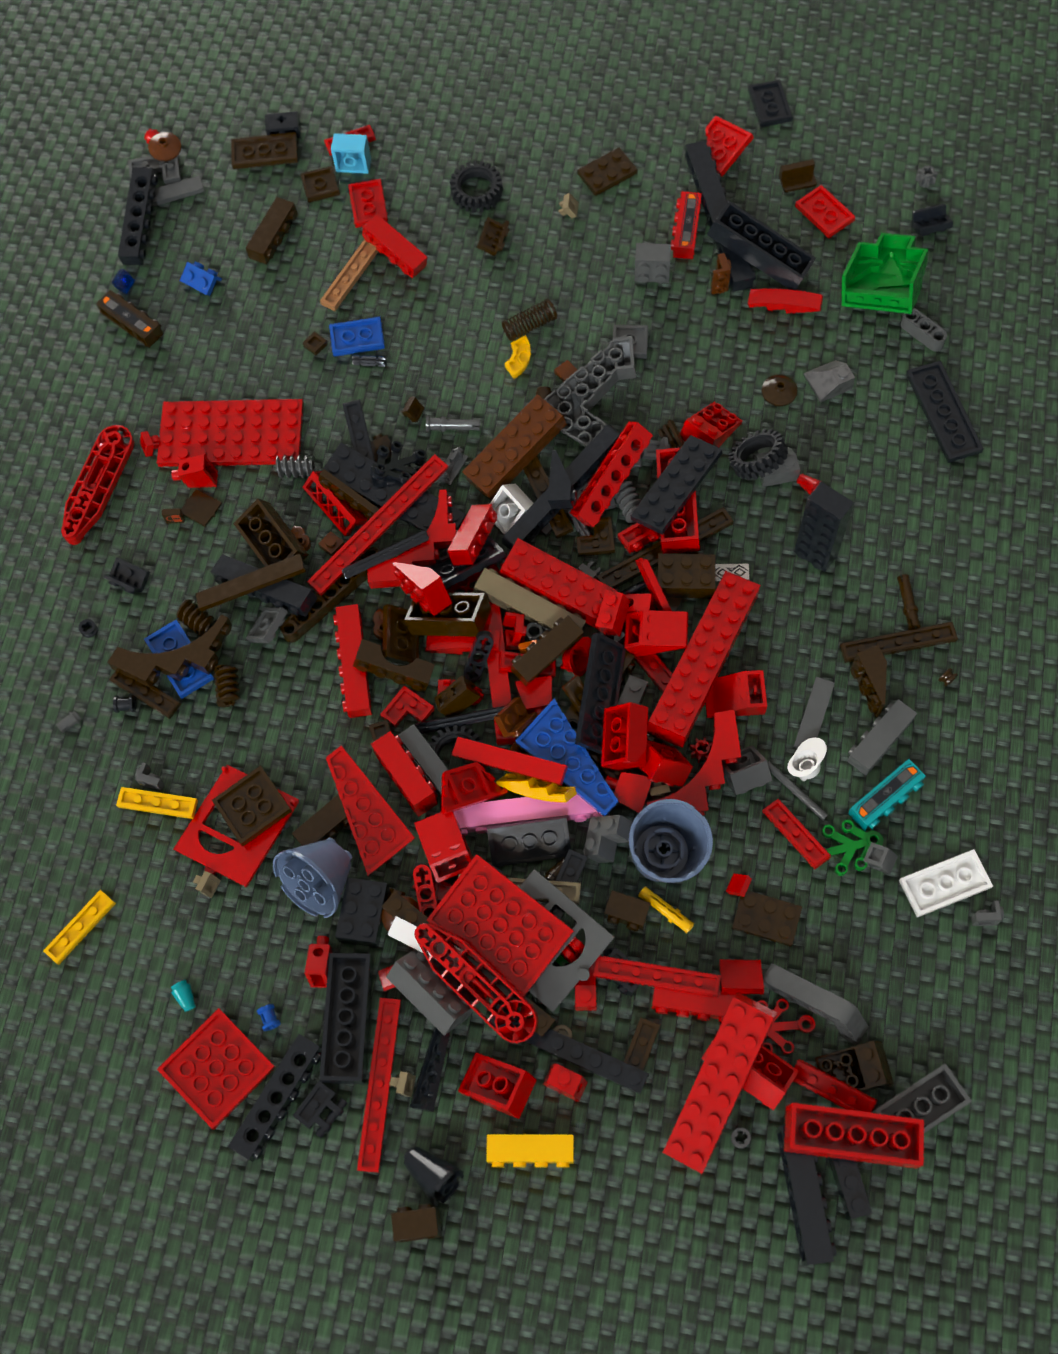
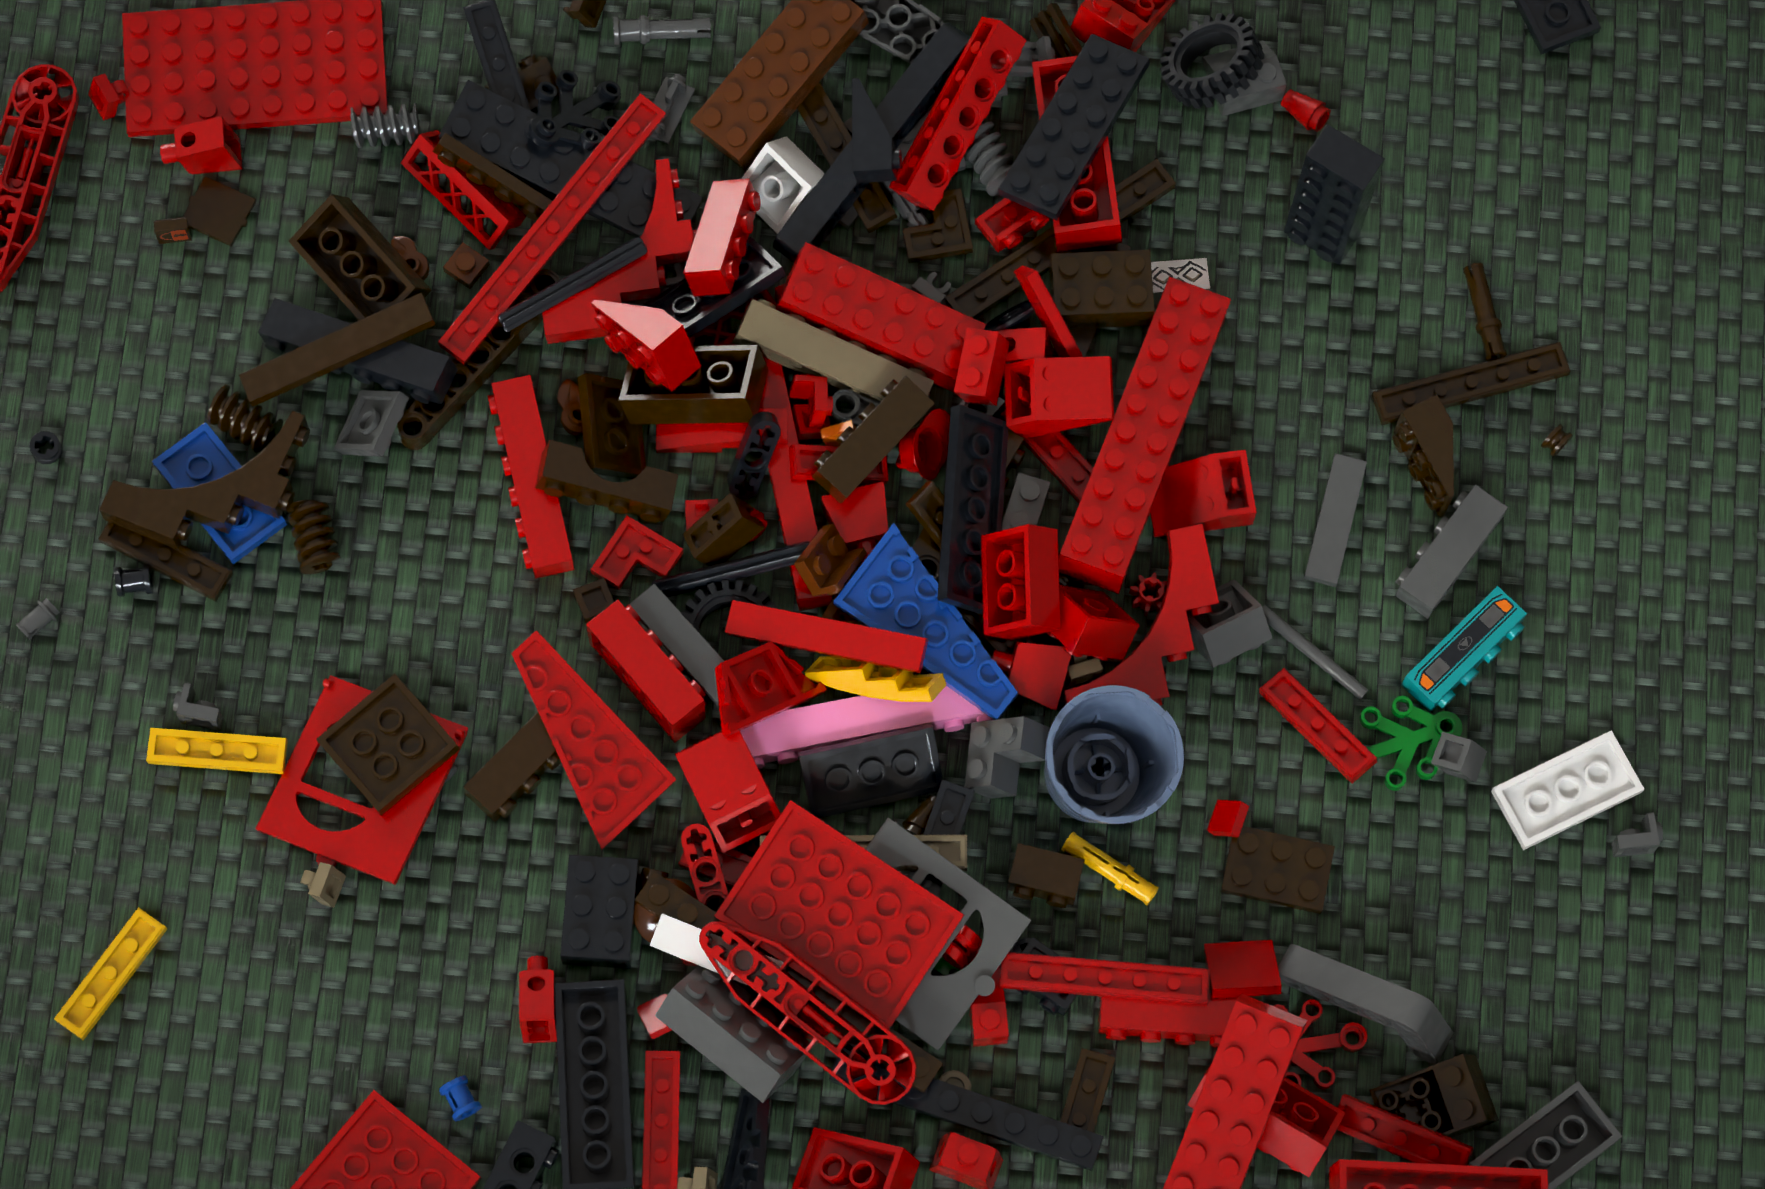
camera: 15 degrees left, 5 degrees up
(128, 576) = (105, 347): black bracket -> none
(183, 994) = (310, 1073): teal cone -> none
(314, 875) = (512, 857): sand blue cone -> none
(807, 759) = (1329, 597): white piece -> none

